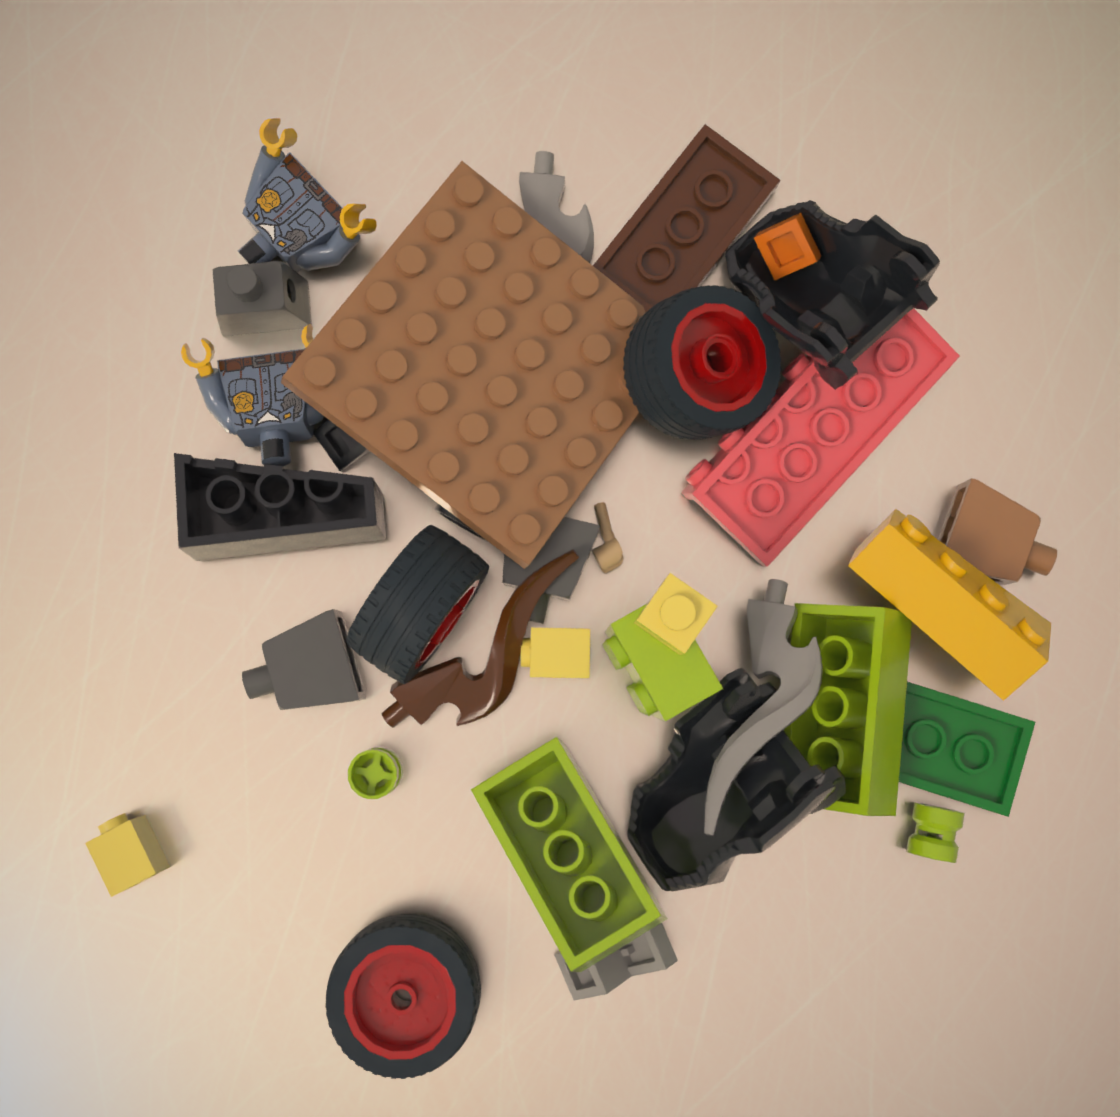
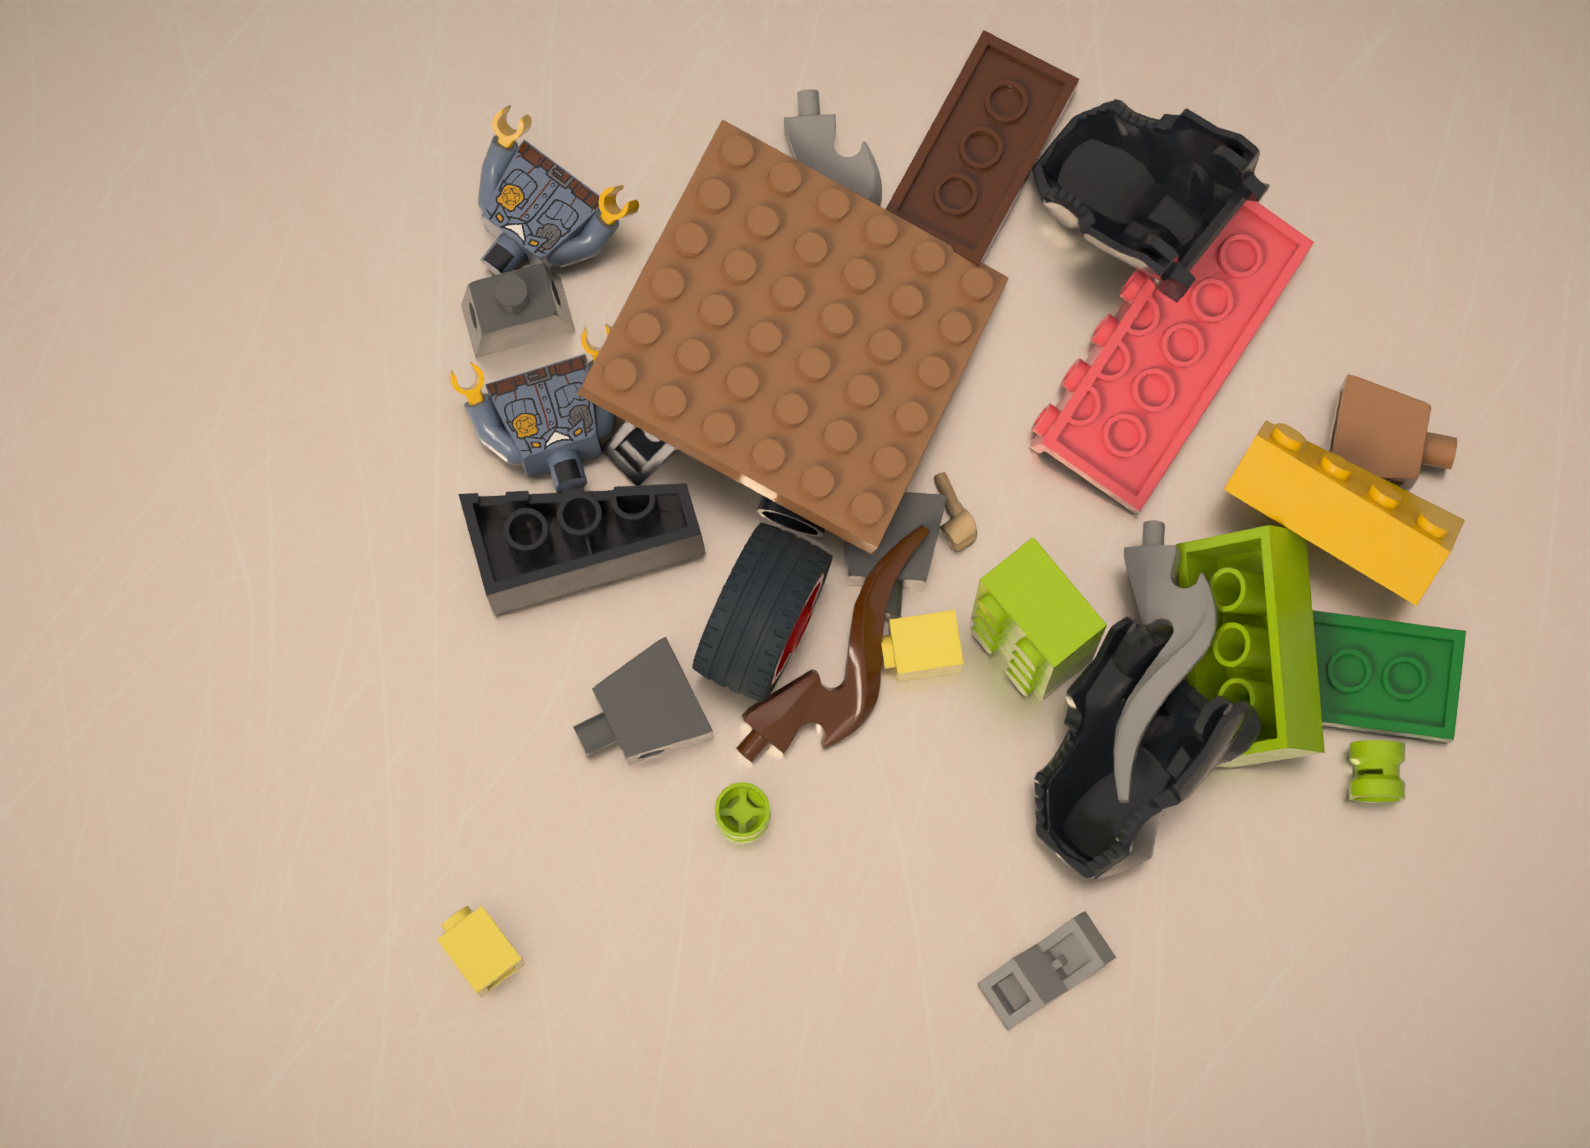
camera: 15 degrees left, 5 degrees down
(394, 1034) = (810, 1087): wheel -> none
(568, 855) = (976, 855): lime brick -> none
(675, 614) = (1044, 554): light yellow brick -> none
(702, 363) = (1027, 298): wheel -> none
(787, 246) = (1100, 153): orange plate -> none

